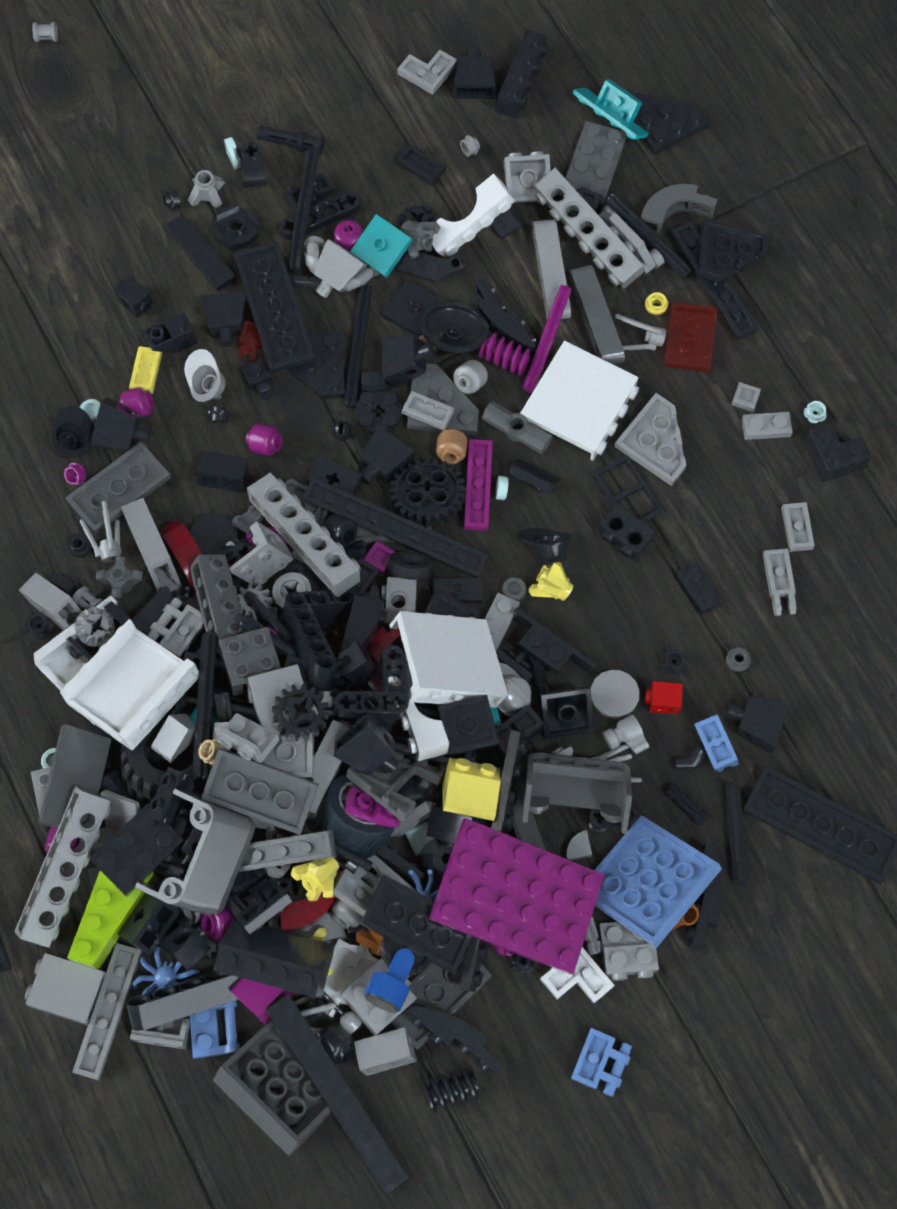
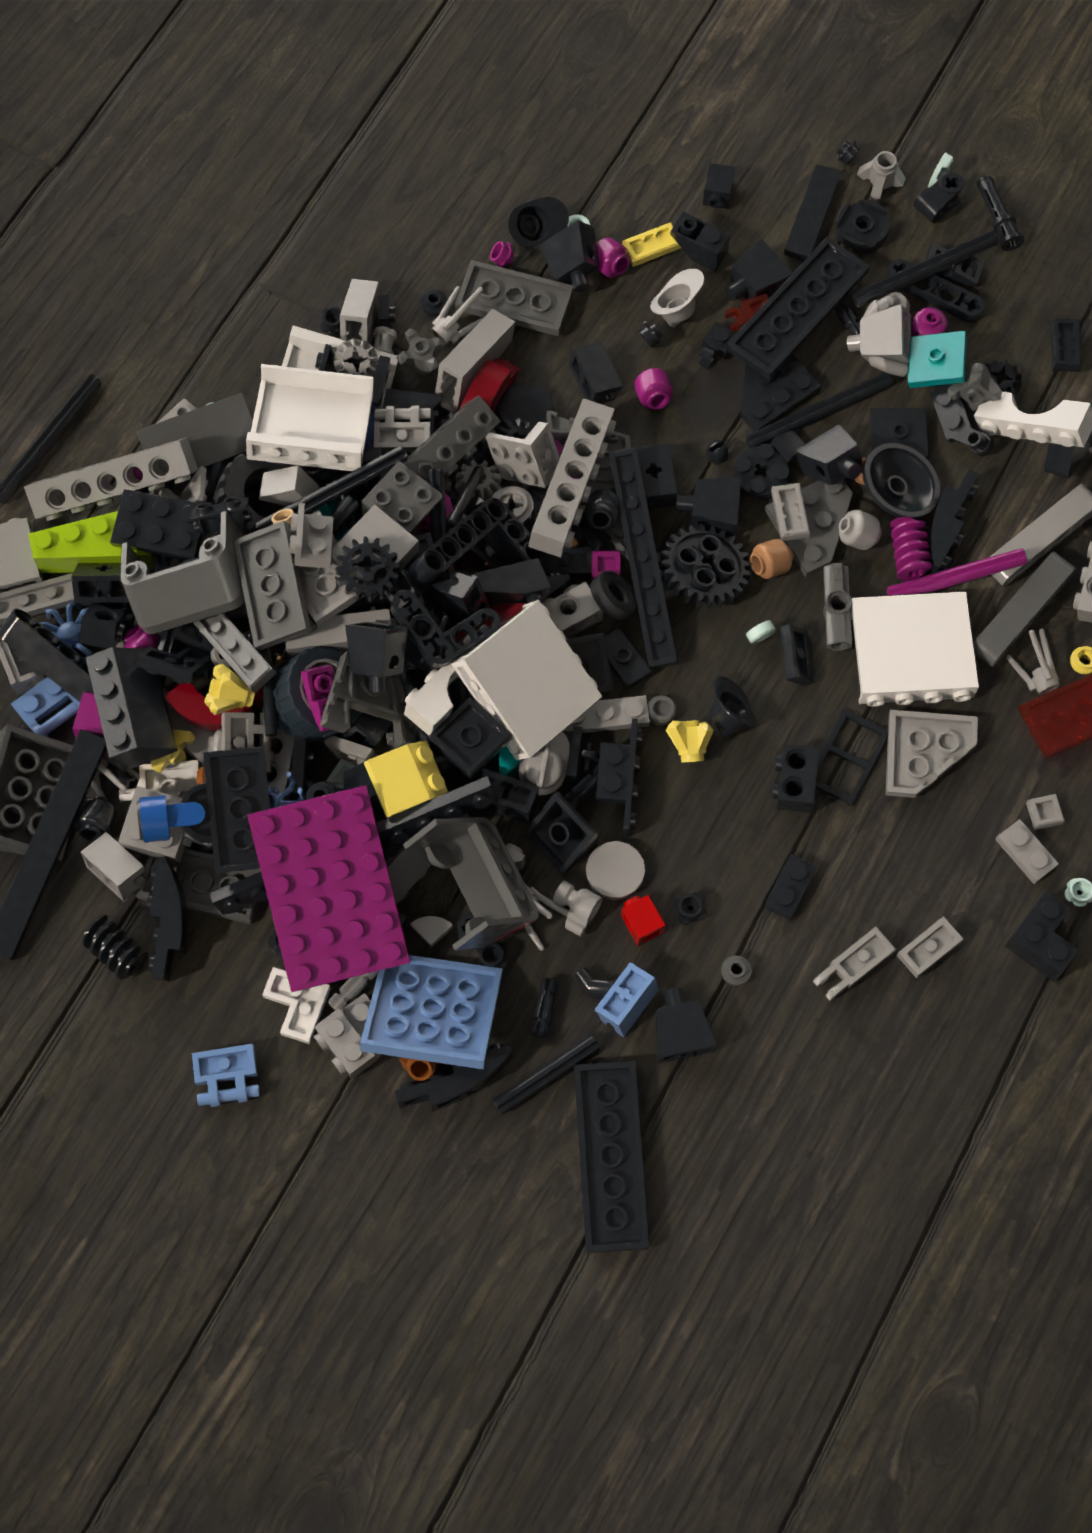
camera: 60 degrees right, 0 degrees up
(349, 1020) = (120, 814): light grey hinge -> none
(478, 485) = (748, 609): magenta plate -> none

